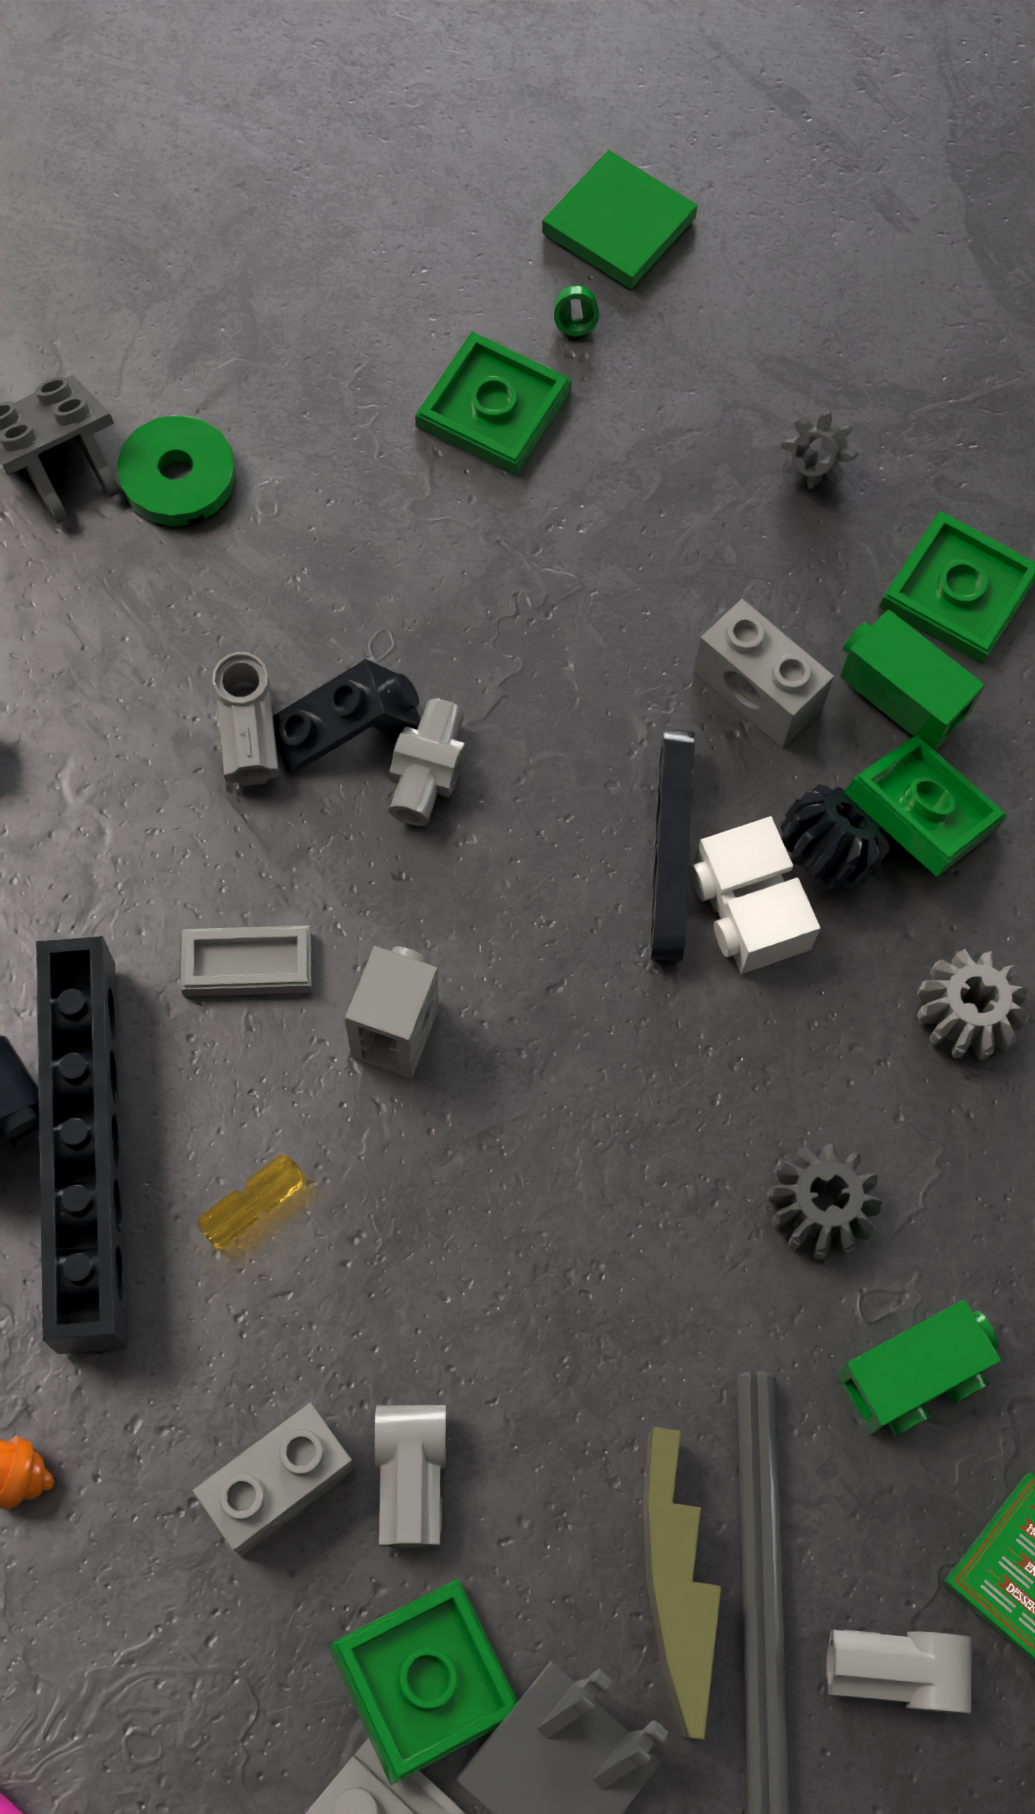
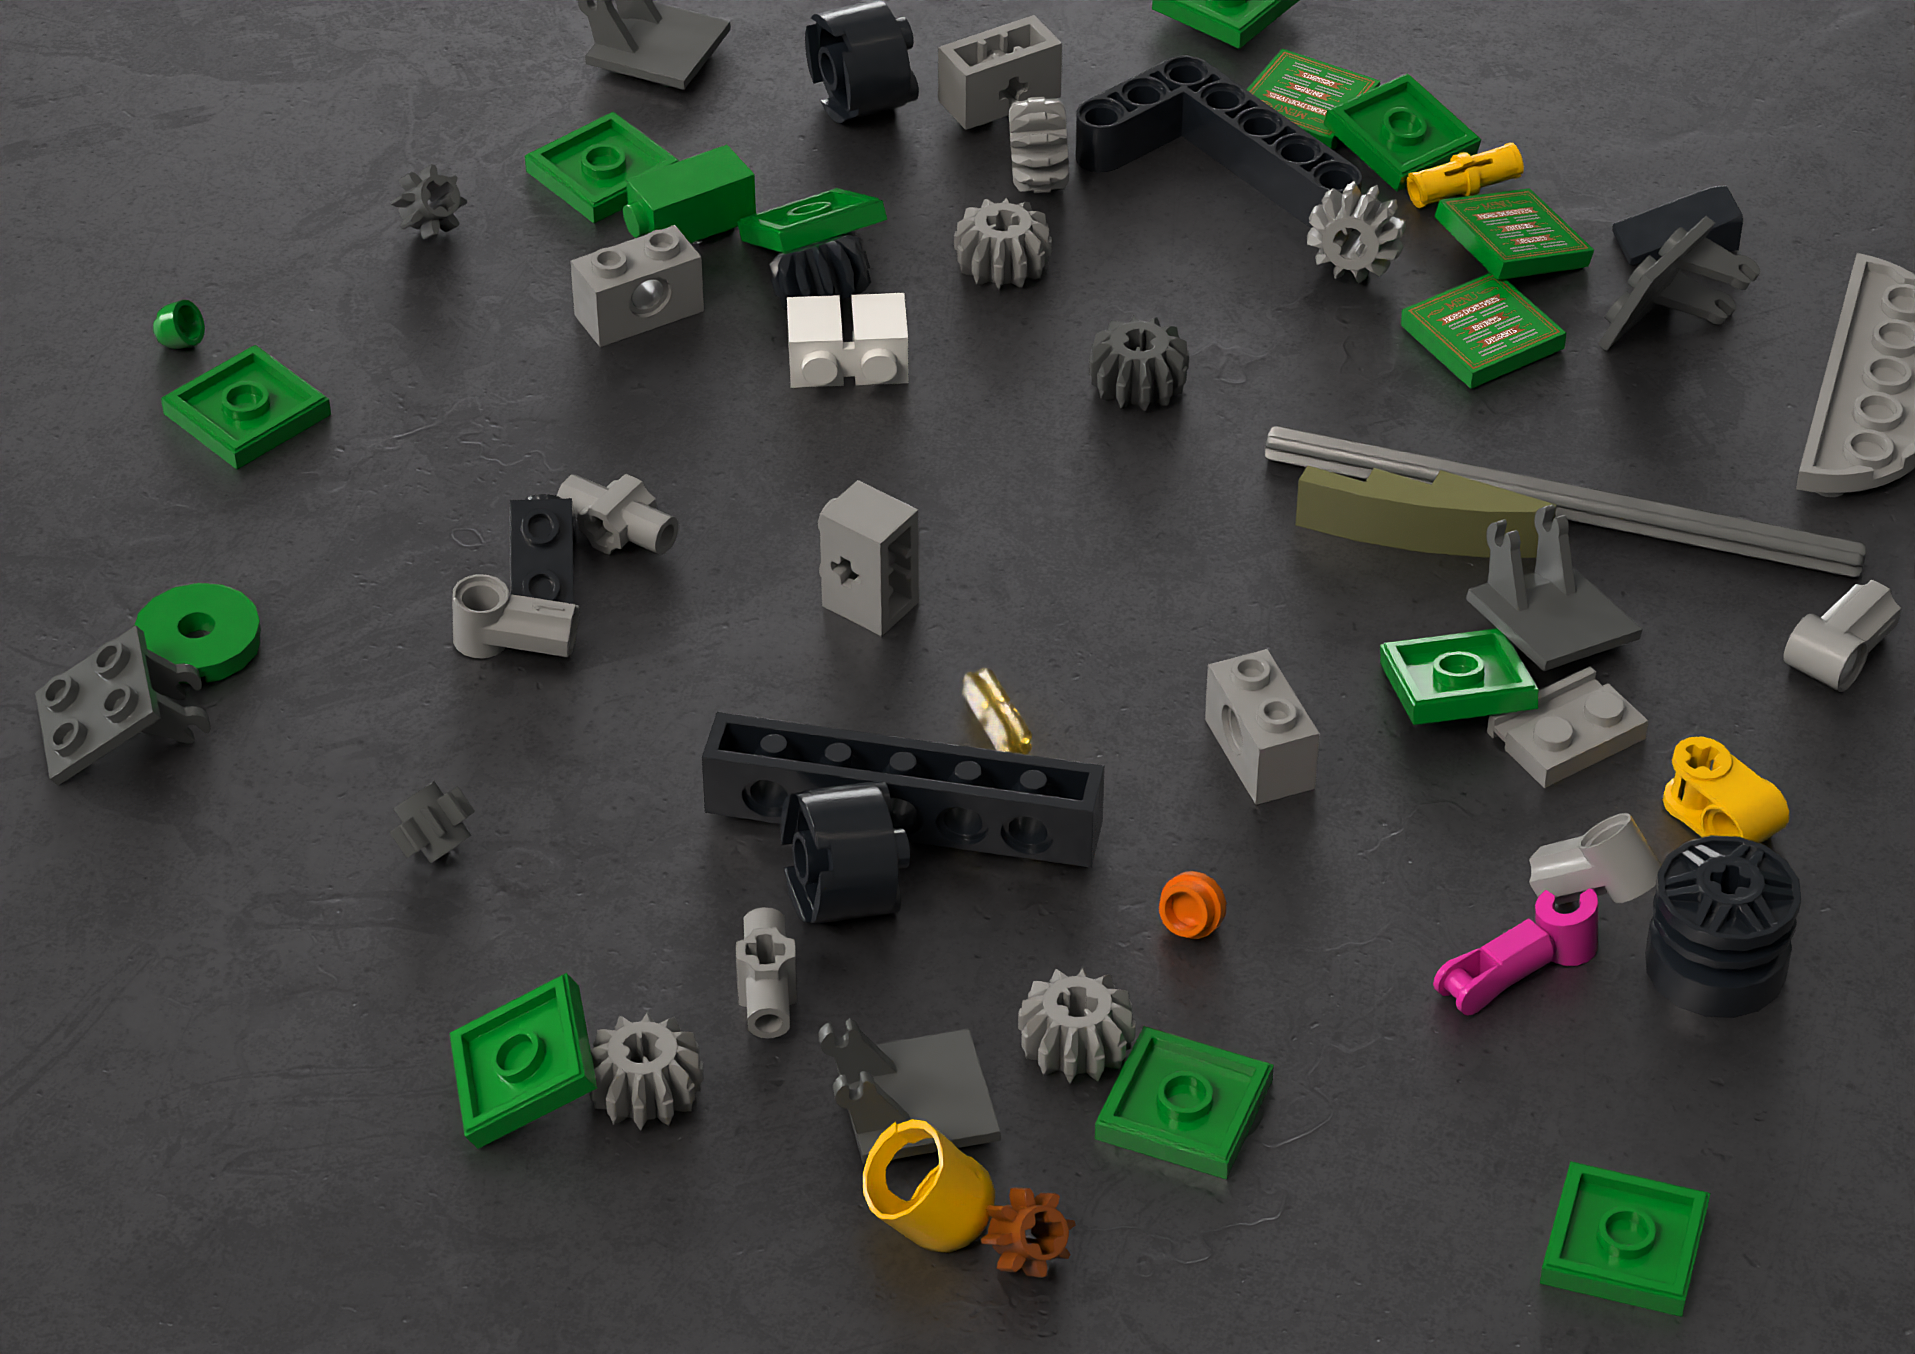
camera: 70 degrees left, 25 degrees down
(246, 961) = (760, 673): light grey tile -> none
(410, 1456) = (1299, 652): light grey piece -> none
(619, 219) = (88, 281): green tile -> none
(672, 846) = (707, 364): black beam -> none
(920, 1365) = (1299, 345): green brick -> none
(921, 1669) = (1533, 406): light grey piece -> none

